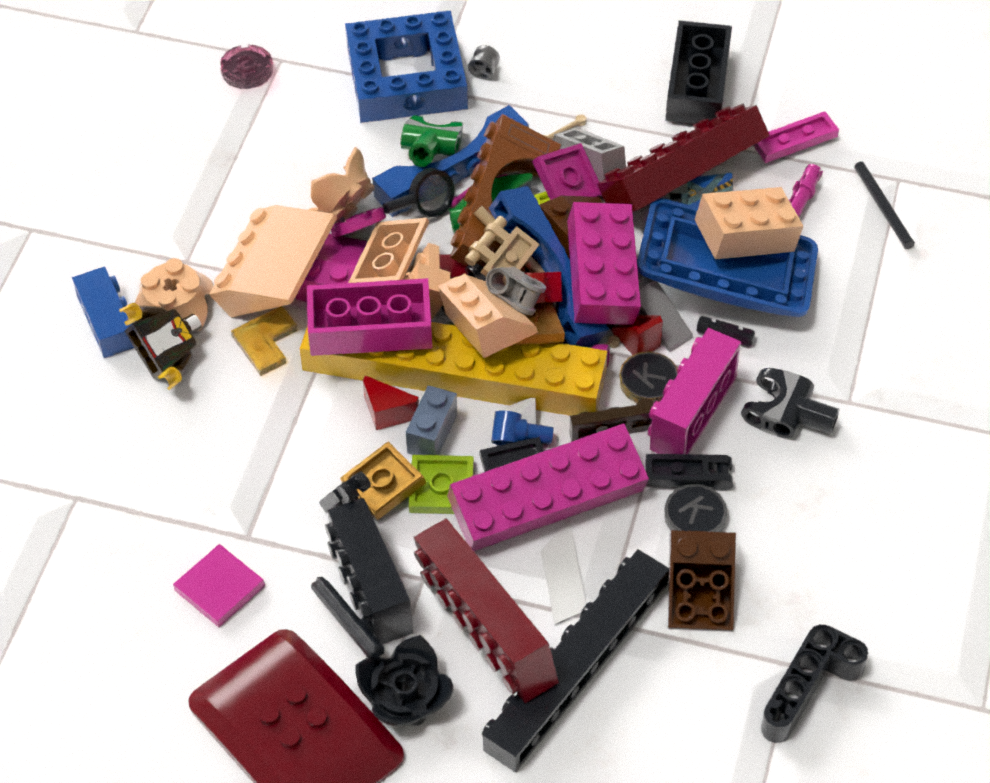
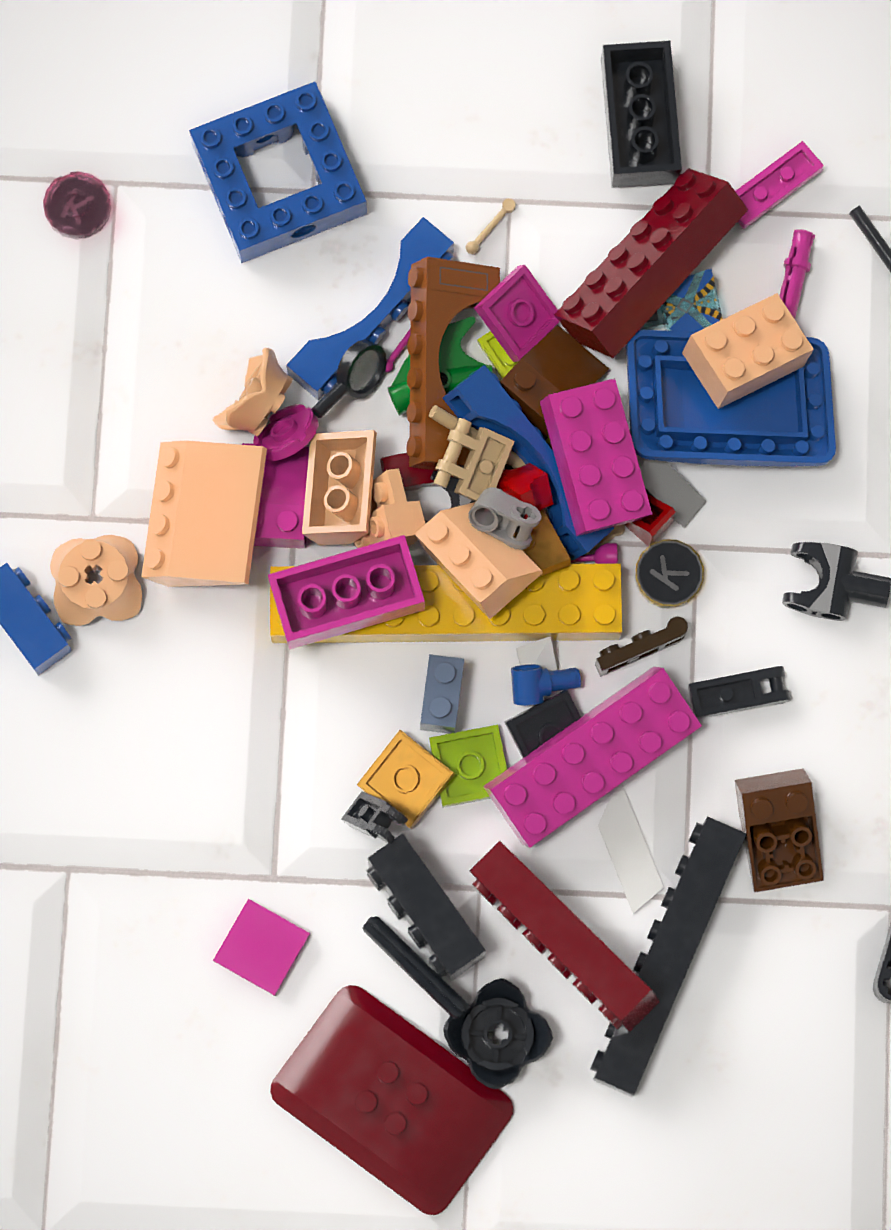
camera: 15 degrees left, 25 degrees up
(162, 339) = (109, 654): torso -> none
(259, 337) = (209, 617): clear yellow tile -> none
(388, 404) = (385, 678): red slope -> none
(428, 139) = (340, 291): green connector -> none
(484, 62) = (372, 144): flat silver wheel -> none
(602, 153) = (551, 268): light grey slope -> none
(694, 393) = (730, 600): dark pink brick -> none
(695, 509) = (756, 742): black tile -> none
(746, 335) = (743, 490): black axle -> none

